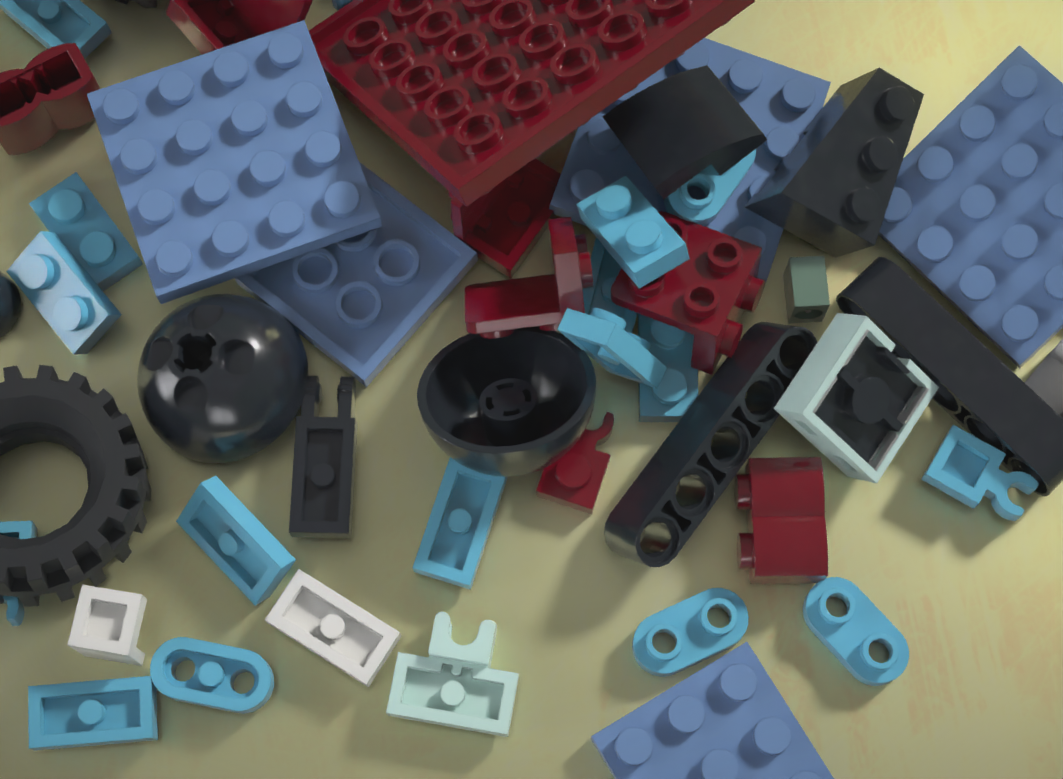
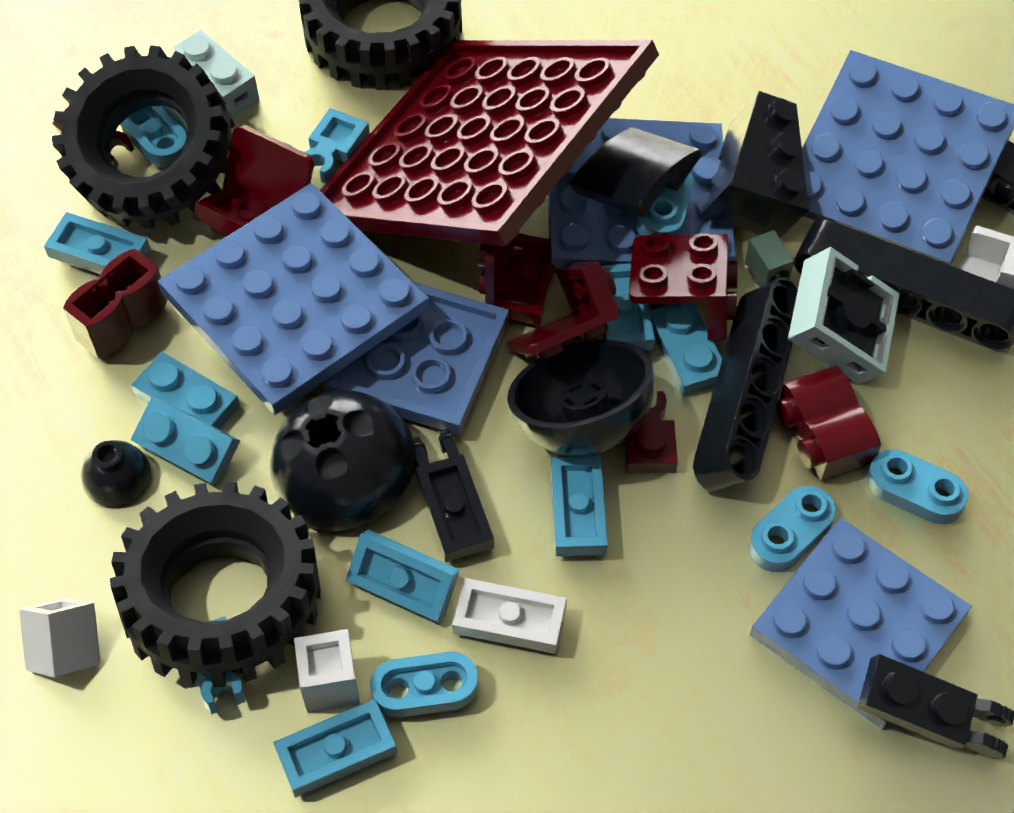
camera: 20 degrees left, 15 degrees down
(454, 683) = (626, 623): light aqua plate -> none
(611, 346) = (649, 328): medium azure plate -> none
(633, 231) = (628, 248): medium azure plate -> none
(970, 469) = (949, 347): medium azure plate -> none

